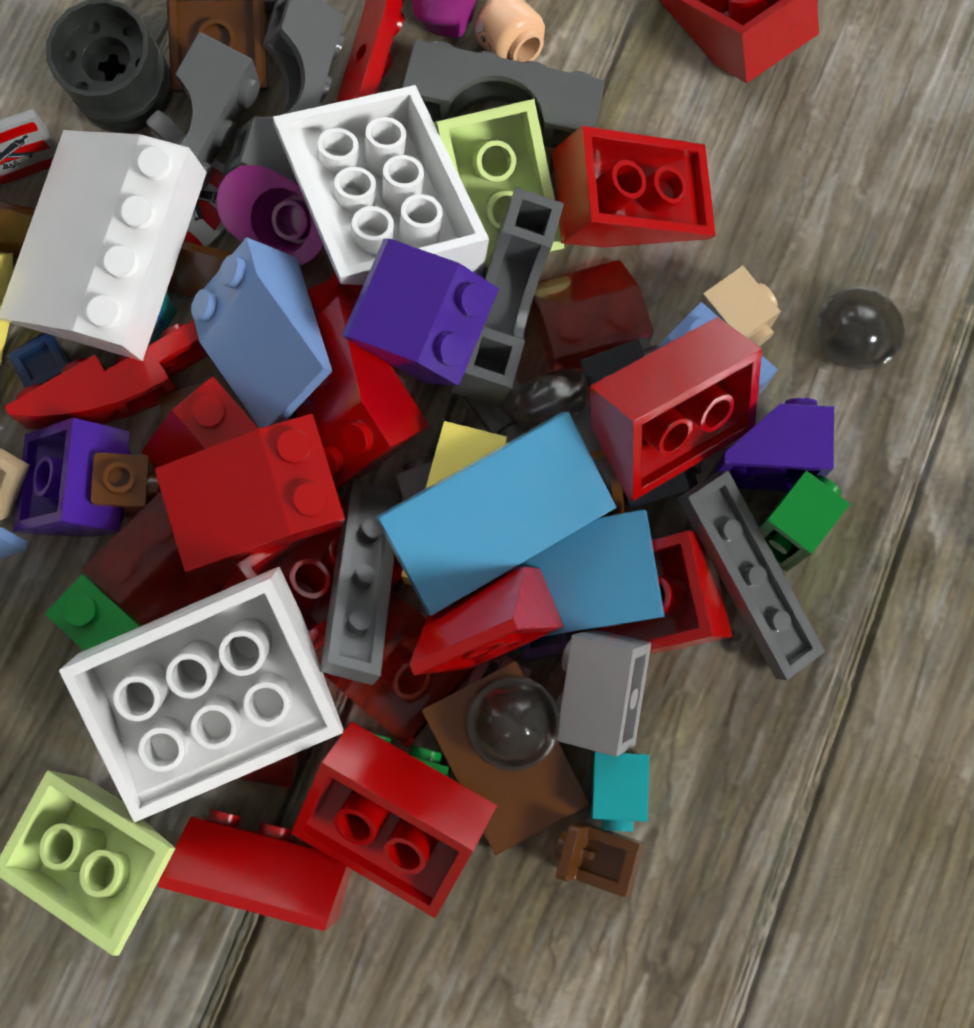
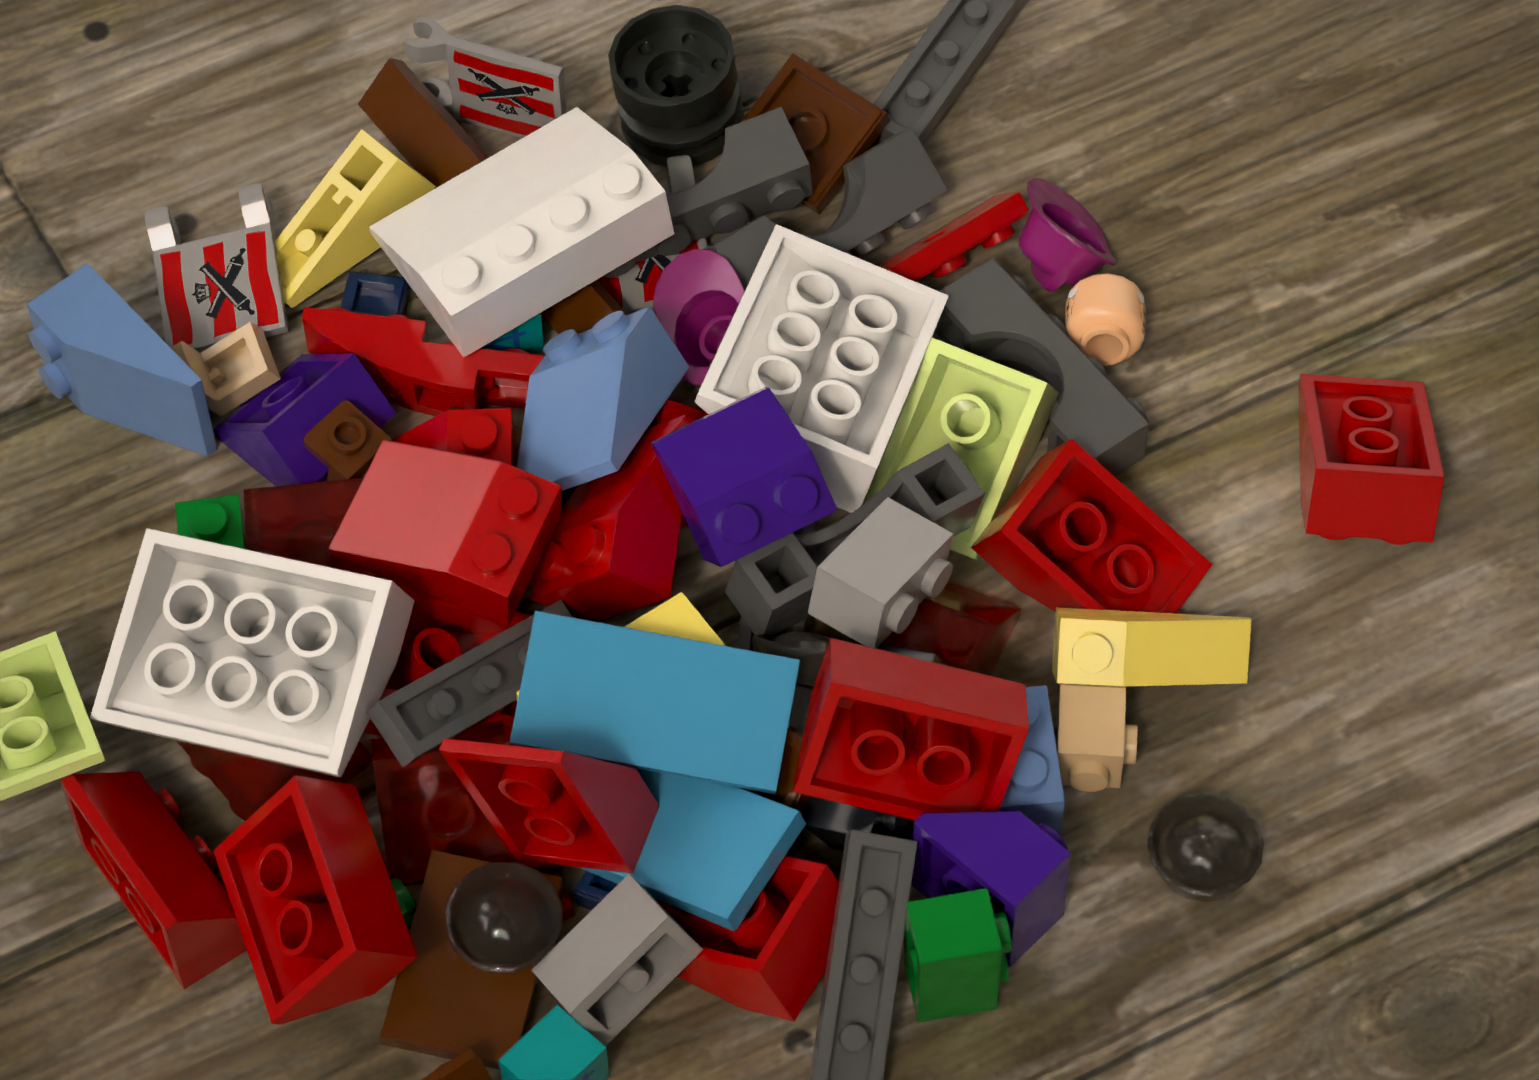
camera: 40 degrees right, 20 degrees down
(557, 309) = (881, 574): none -> light grey brick
(721, 232) = (1149, 648): none -> light yellow slope

